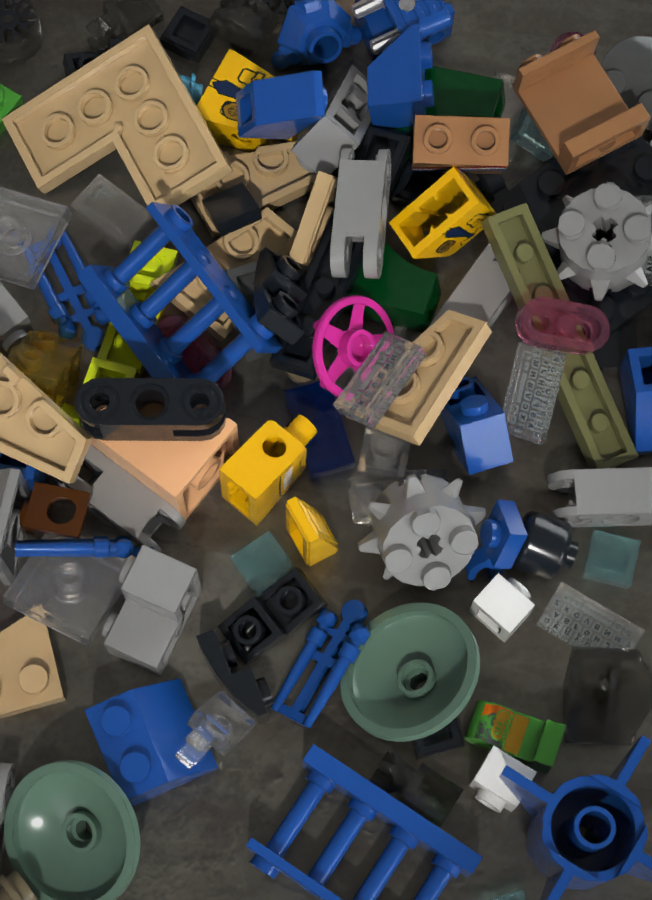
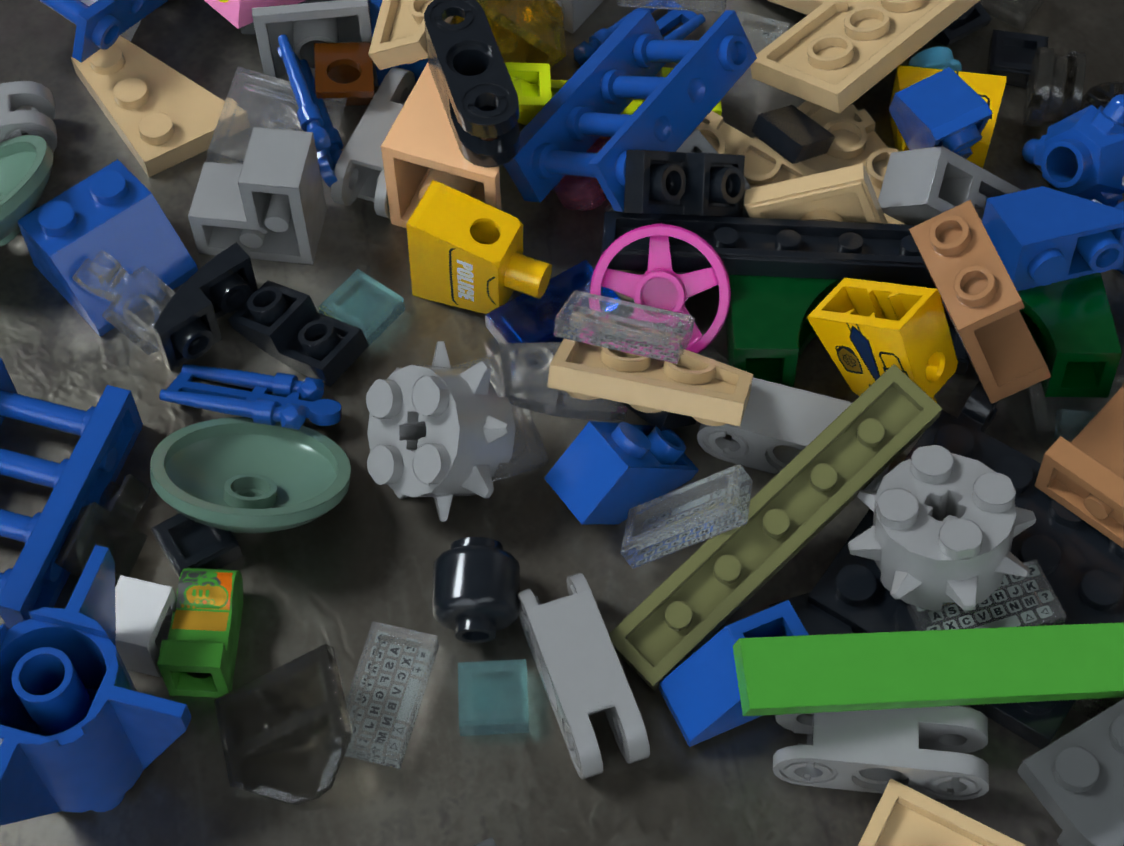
camera: 75 degrees right, 15 degrees down
(309, 532) = (410, 325): yellow slope -> none
(360, 212) = (828, 227): light grey piece -> none
(501, 541) = (457, 518): blue plate -> none
(502, 606) = (376, 568): white plate -> none
(559, 325) = (782, 503): clear pink plate -> none

